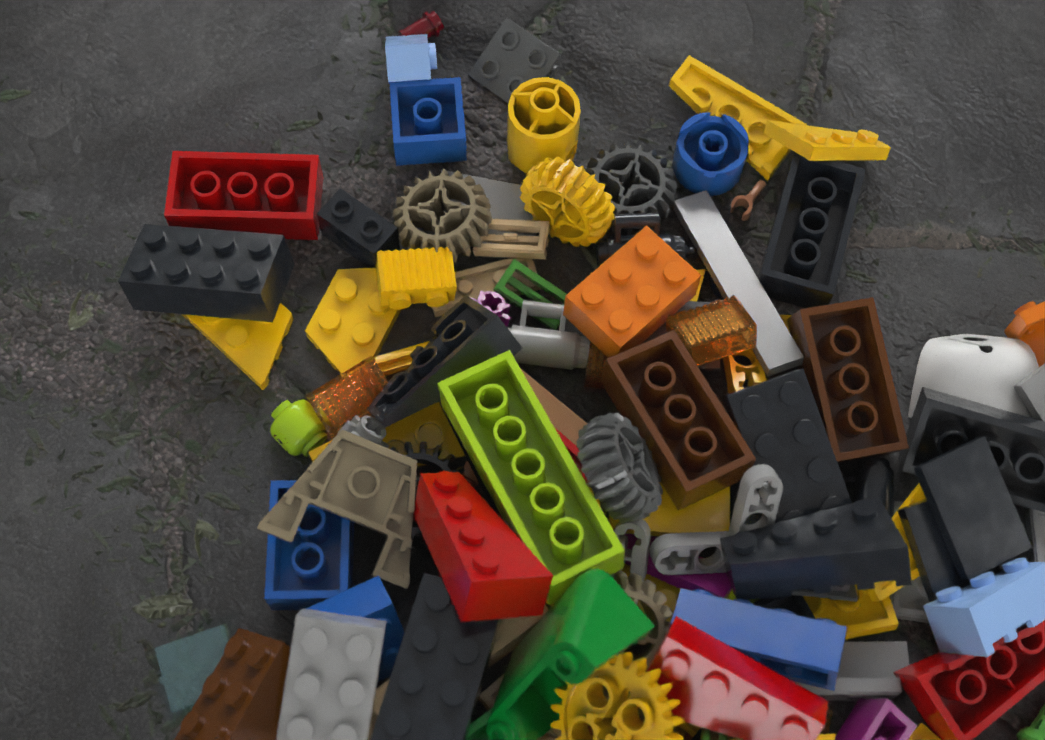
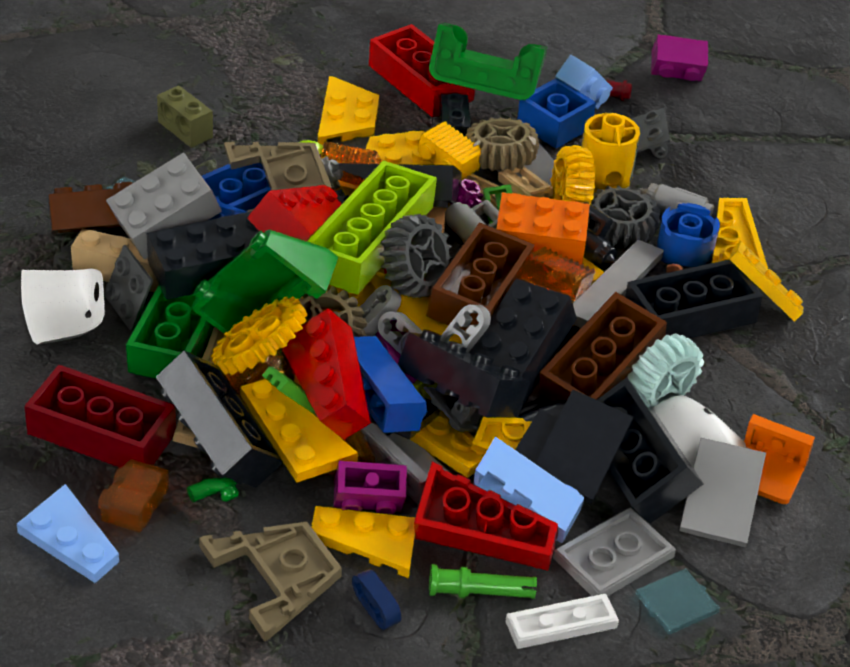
camera: 50 degrees right, 25 degrees down
(111, 507) = (185, 116): none -> olive brick
(207, 272) = (357, 73): black brick -> none
(333, 140) = (483, 72): none -> green windscreen
(647, 121) = (670, 197): none -> light grey piece
(905, 336) = (667, 368): none -> light aqua gear

